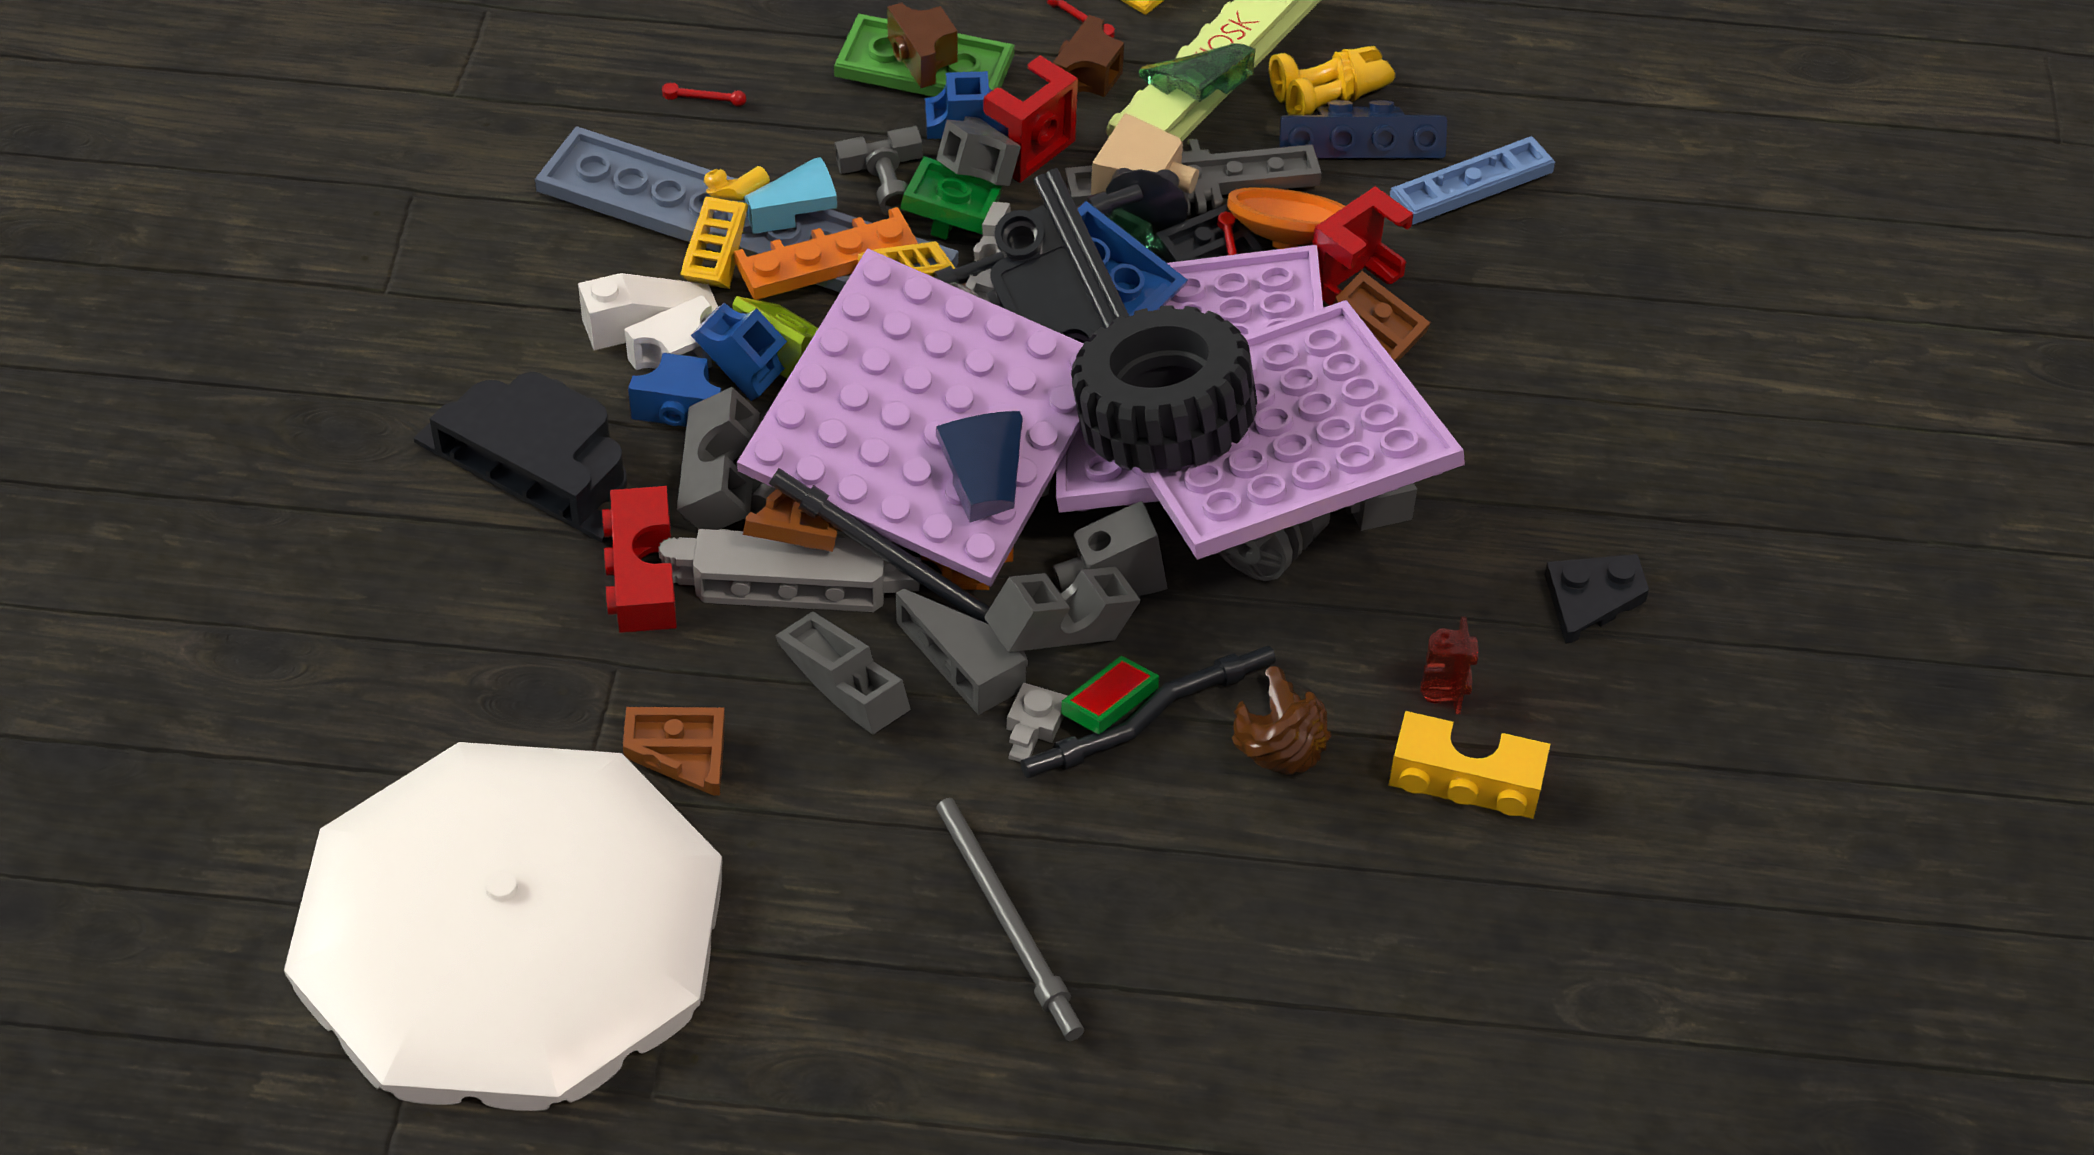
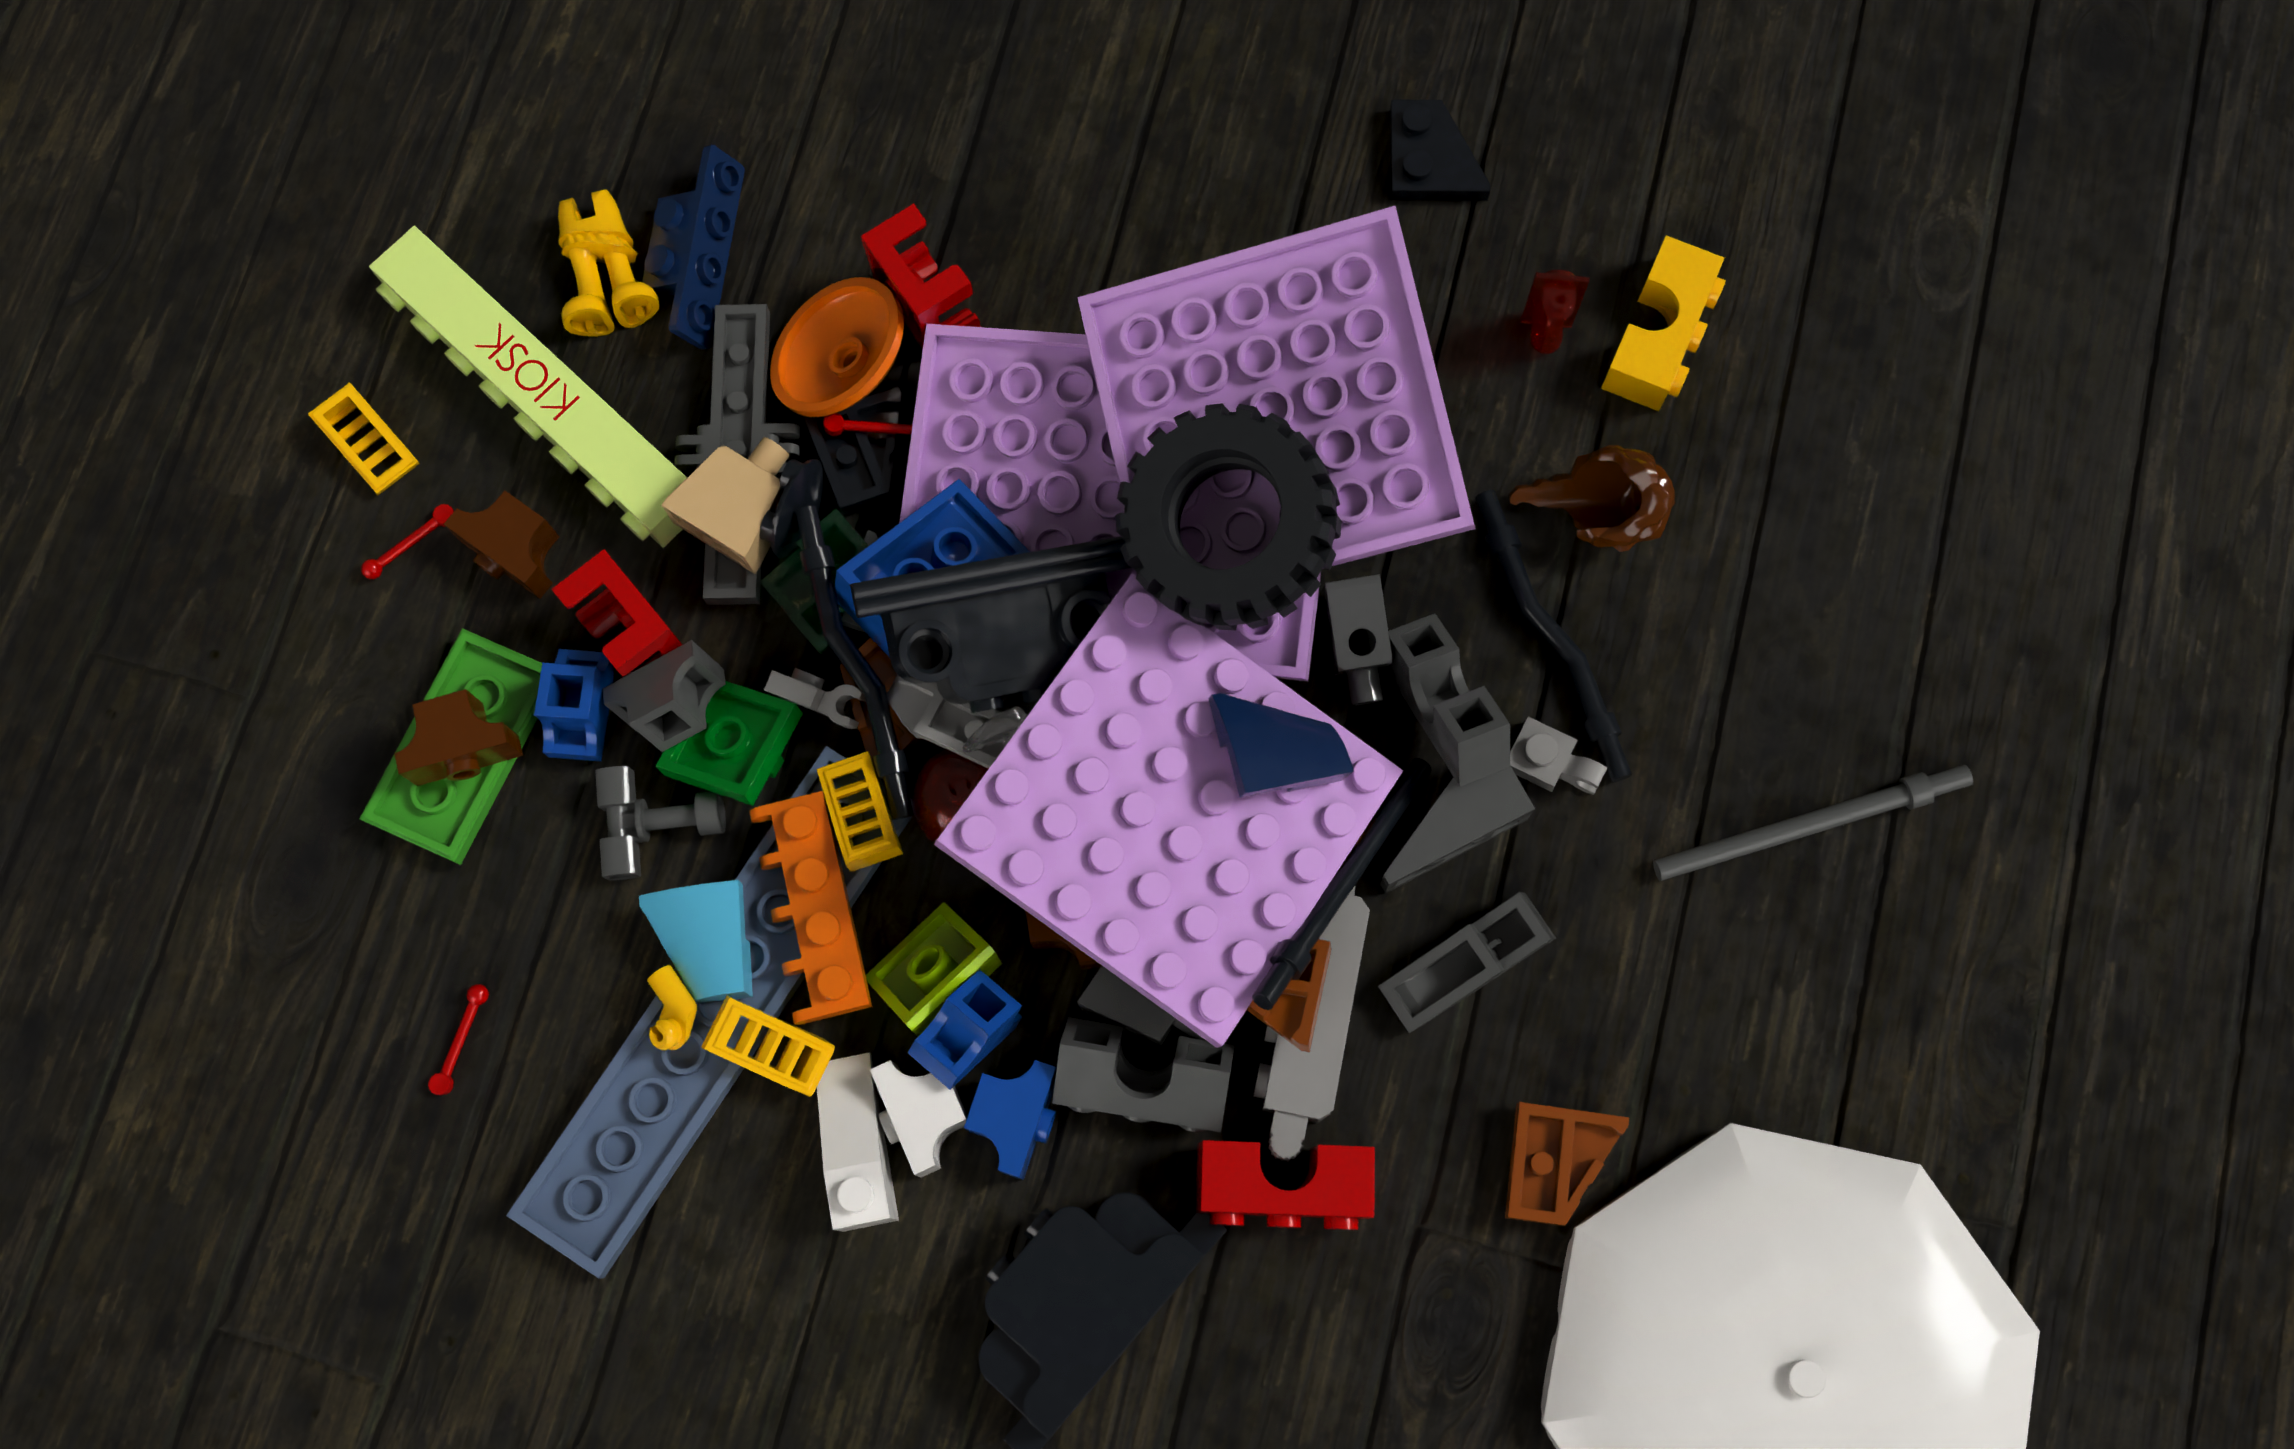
camera: 75 degrees left, 25 degrees up
(1109, 694) = (1534, 671): tile -> none
(1203, 72) = (590, 405): clear green slope -> none
(1385, 315) = (1022, 289): dark orange wing -> none
(1473, 179) = (799, 144): medium blue plate -> none

